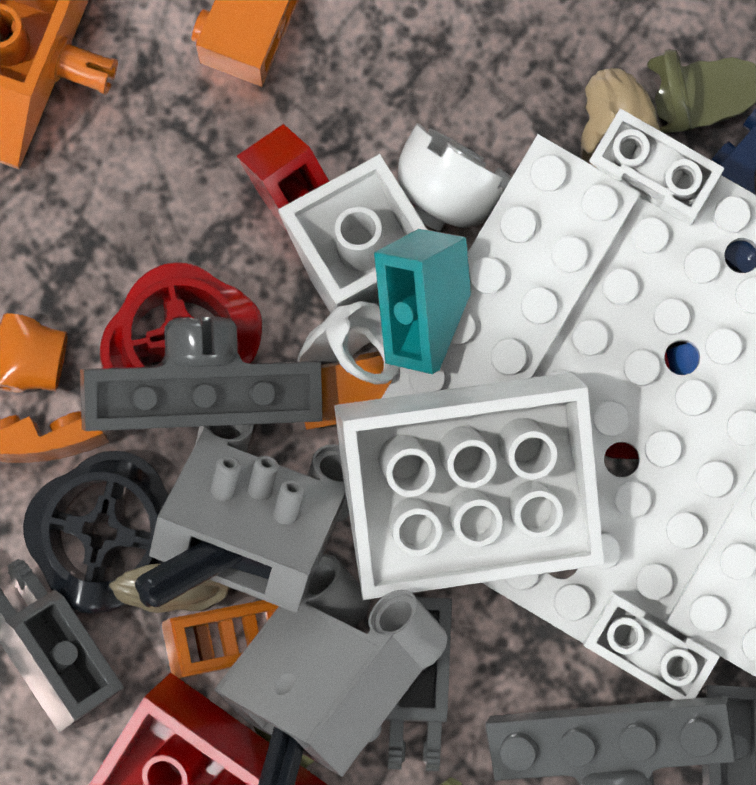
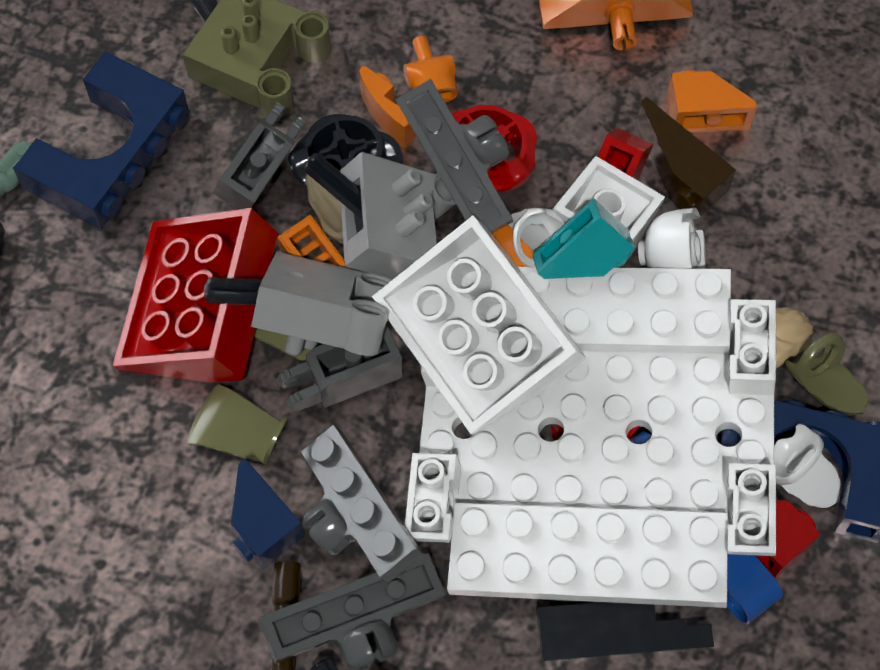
camera: 65 degrees right, 15 degrees down
(326, 100) = (686, 166): none -> dark brown slope

